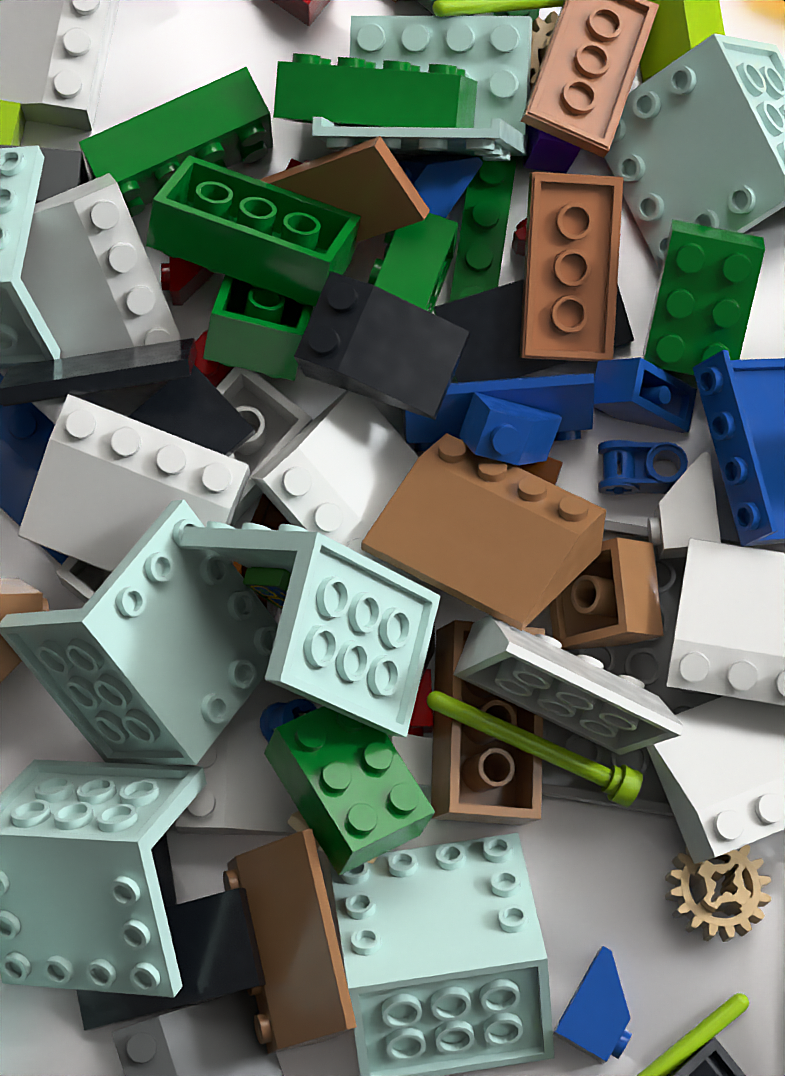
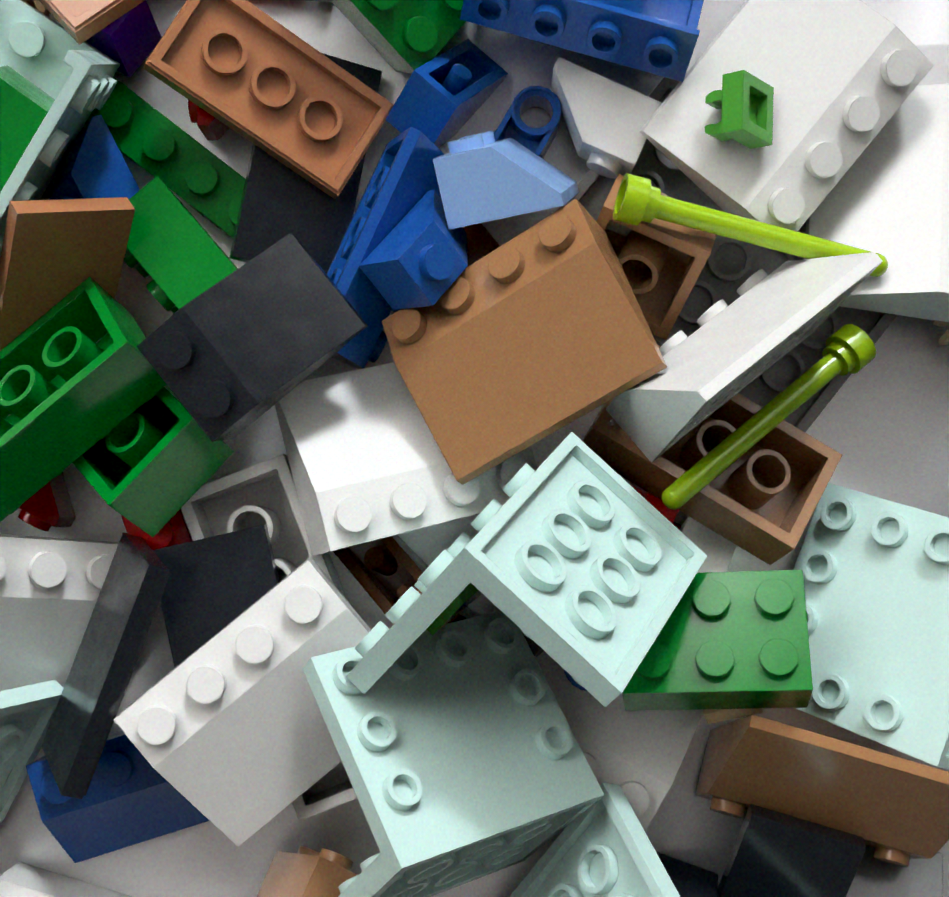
camera: 55 degrees left, 10 degrees up
(595, 456) = (497, 180): none -> light blue slope
(633, 561) = (642, 202): none -> lime piece
(740, 594) = (745, 110): none -> bright green tile

